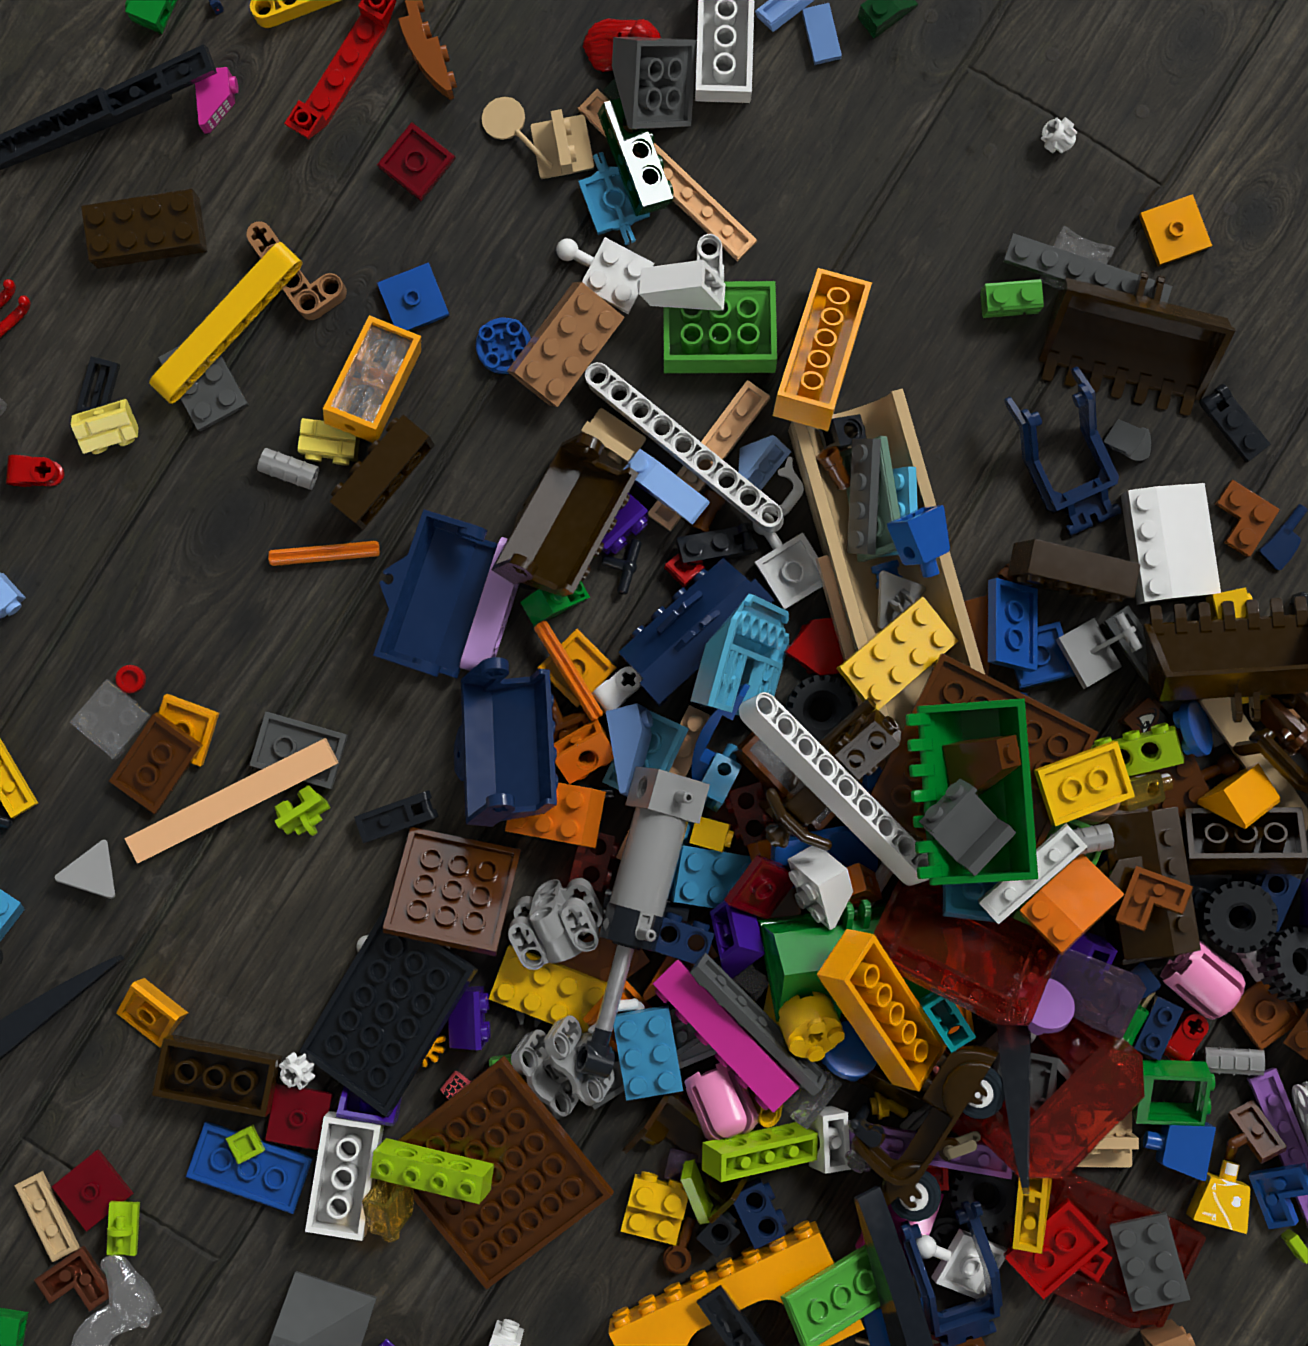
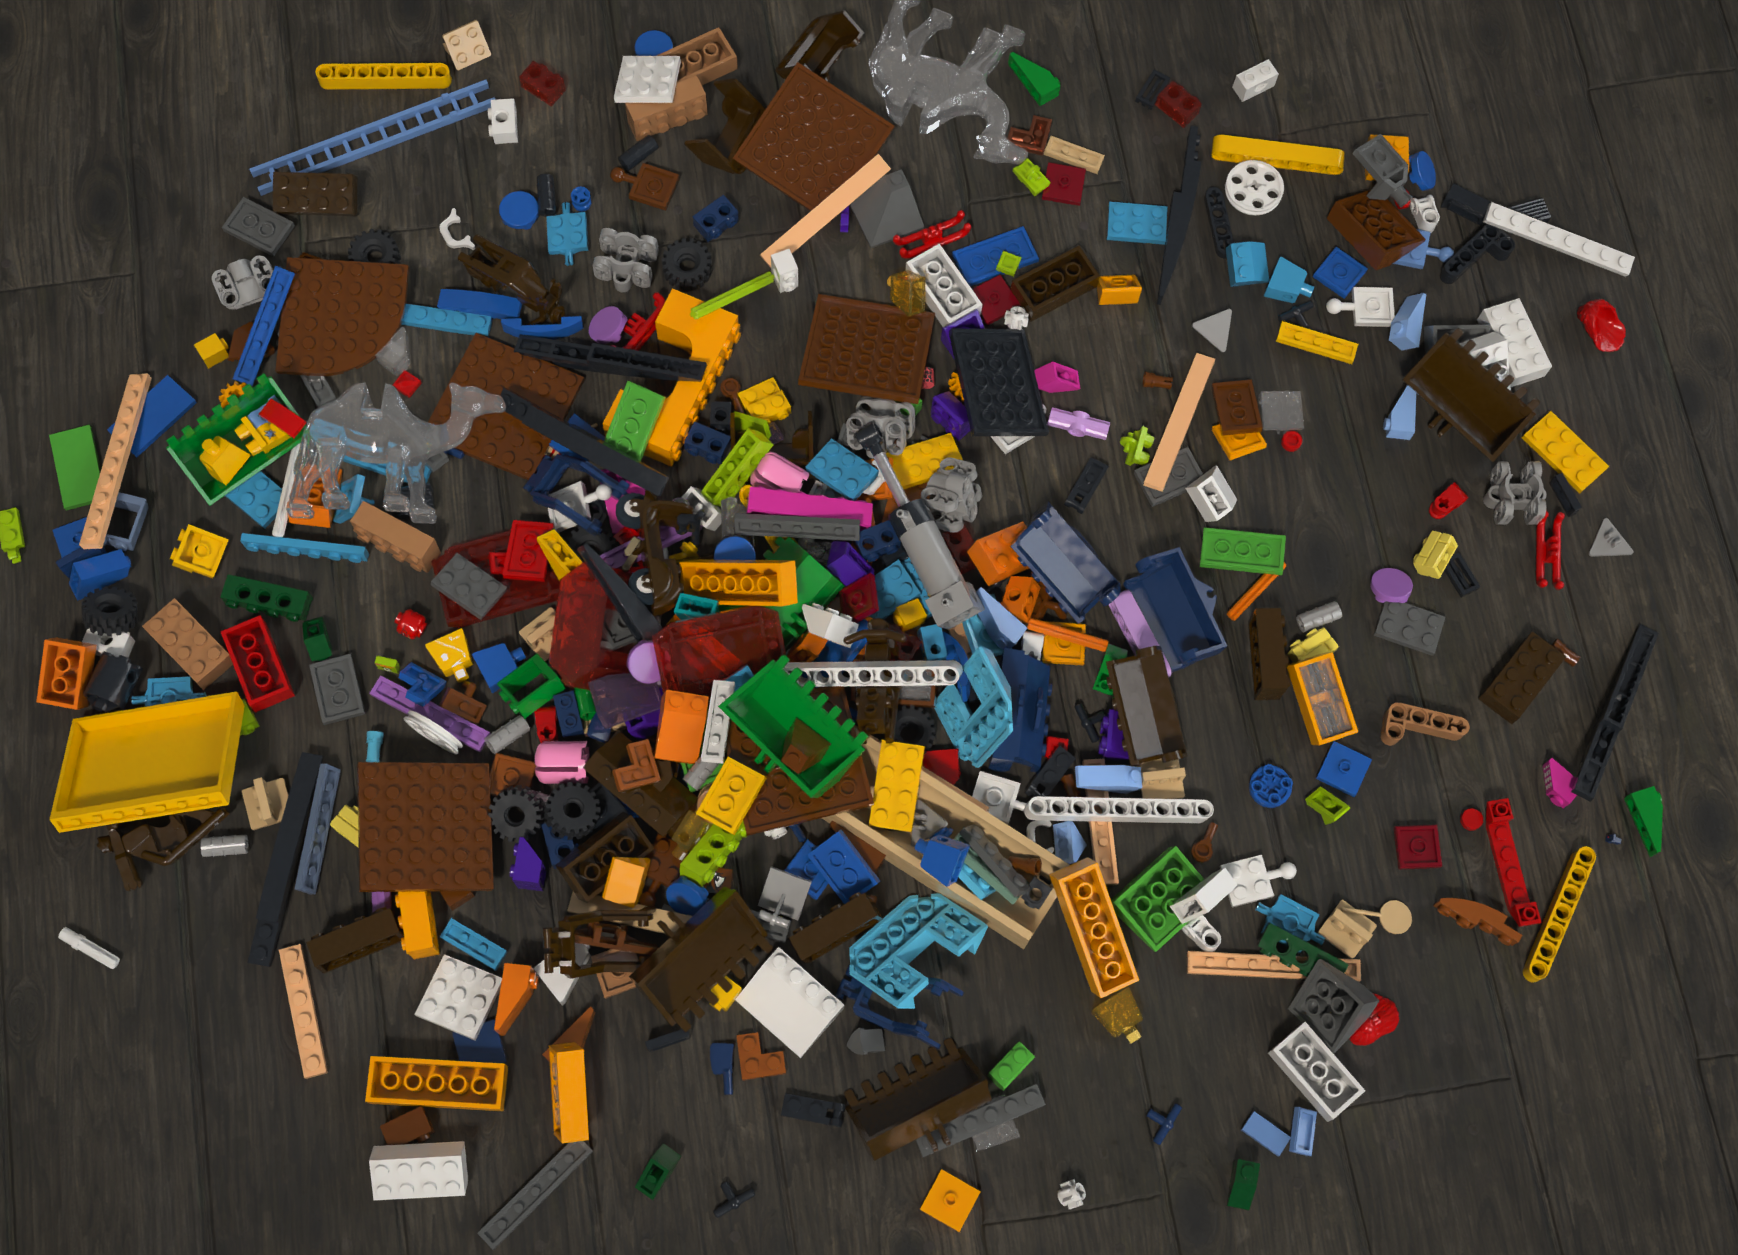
camera: 135 degrees right, 15 degrees down
(55, 1072) = (1137, 223): none -> dark azure plate
(74, 218) = (1571, 657): none -> reddish brown pin
(183, 434) = (1391, 585): none -> medium lavender tile
(215, 874) = (1152, 380): none -> reddish brown pin
(225, 322) = (1428, 661): yellow beam -> none
(275, 688) = (1212, 495): none -> white slope
(298, 1251) = (932, 236): none -> red piece
(300, 604) = (1243, 551): none -> bright green tile
(315, 963) = (1057, 378): none -> dark pink slope
(335, 142) = (1471, 819): none -> red tile
(340, 892) = (1078, 423): none -> lavender piece
(432, 1170) = (901, 322): lime brick -> none
(452, 891) = (1021, 468): reddish brown plate -> none
(468, 274) = (1327, 805): none -> lime slope
(565, 344) = (1237, 811): medium nougat brick -> none
(632, 341) = (1202, 850): none -> reddish brown plate
(810, 1026) = (769, 543): yellow brick -> none
(863, 254) = (1120, 1015): none -> clear yellow torso
(907, 123) = (1166, 1123): none -> dark blue piece
(966, 827) = (781, 705): dark grey panel -> none
(1017, 510) = (885, 951): none -> medium azure slope
(1238, 1272) = (410, 624): none -> red head

